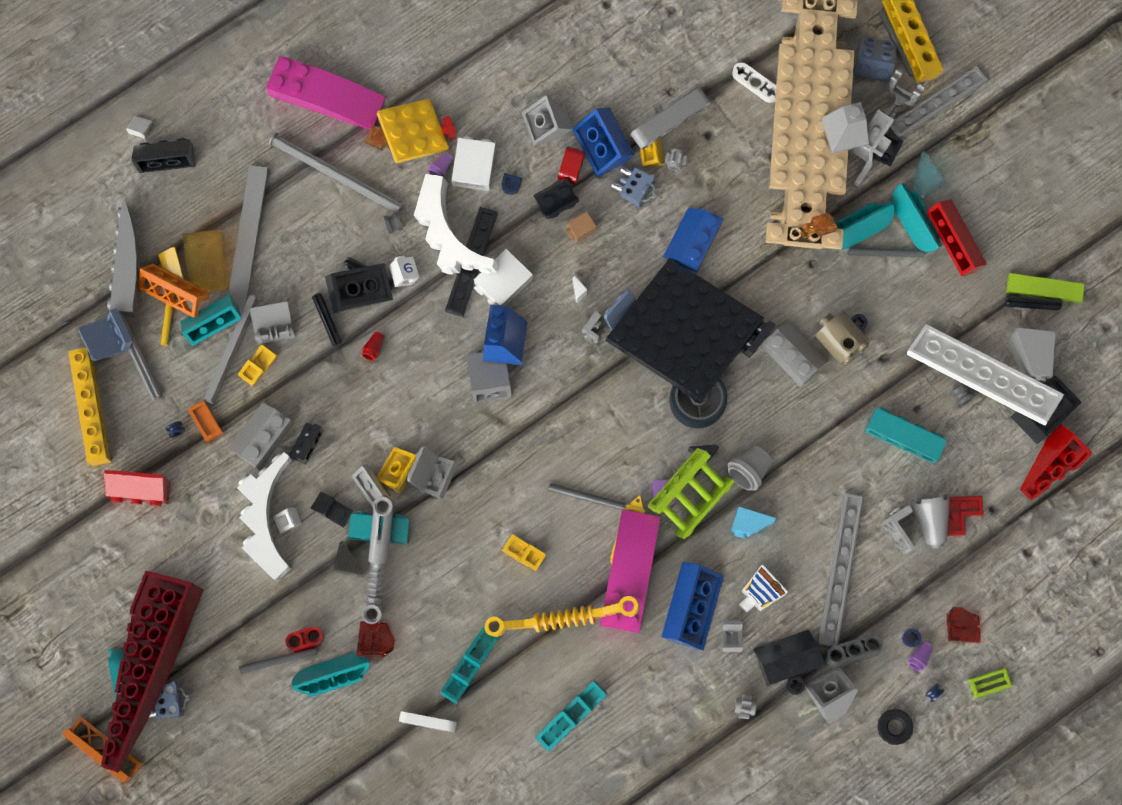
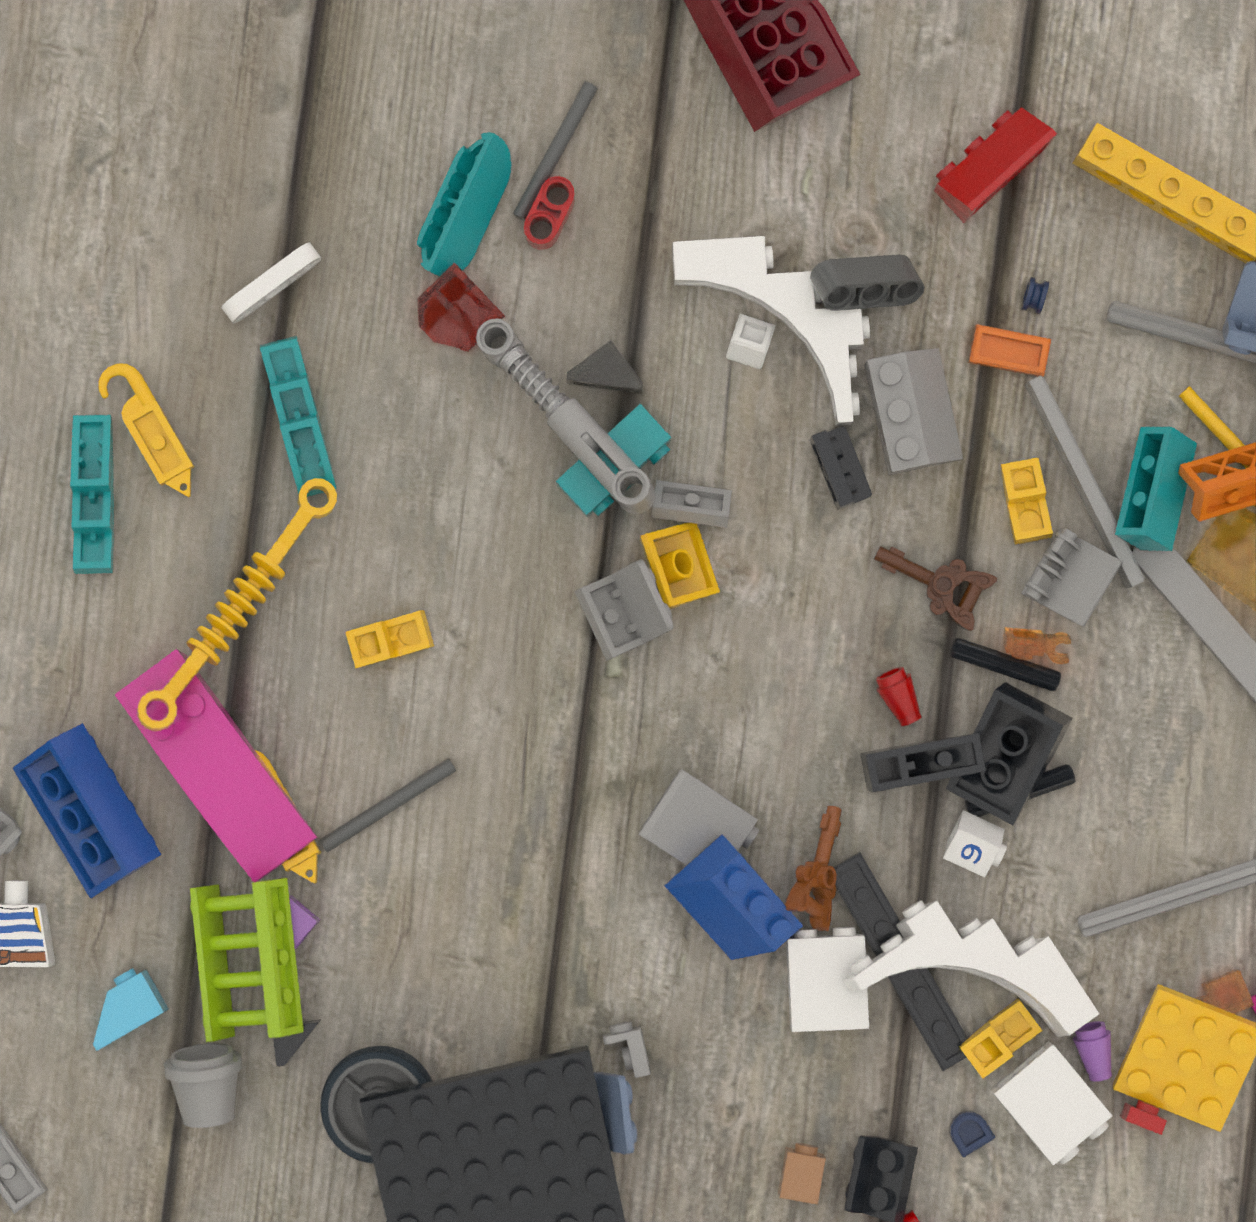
camera: 130 degrees right, 10 degrees up
(225, 493) = (867, 282): none -> dark grey beam
(311, 317) = (1028, 642): none -> clear orange plate
(317, 368) = (941, 584): none -> reddish brown piece
(331, 509) = (707, 418): black slope -> none
(391, 315) = (922, 762): none -> black slope
(393, 222) = (1067, 896): dark grey wheel -> none
(466, 202) = (1000, 1037): none -> yellow slope
(468, 315) = (818, 876): none -> dark orange piece
(526, 716) = (151, 430): none -> yellow plate
(580, 290) = (708, 1082): white slope -> none

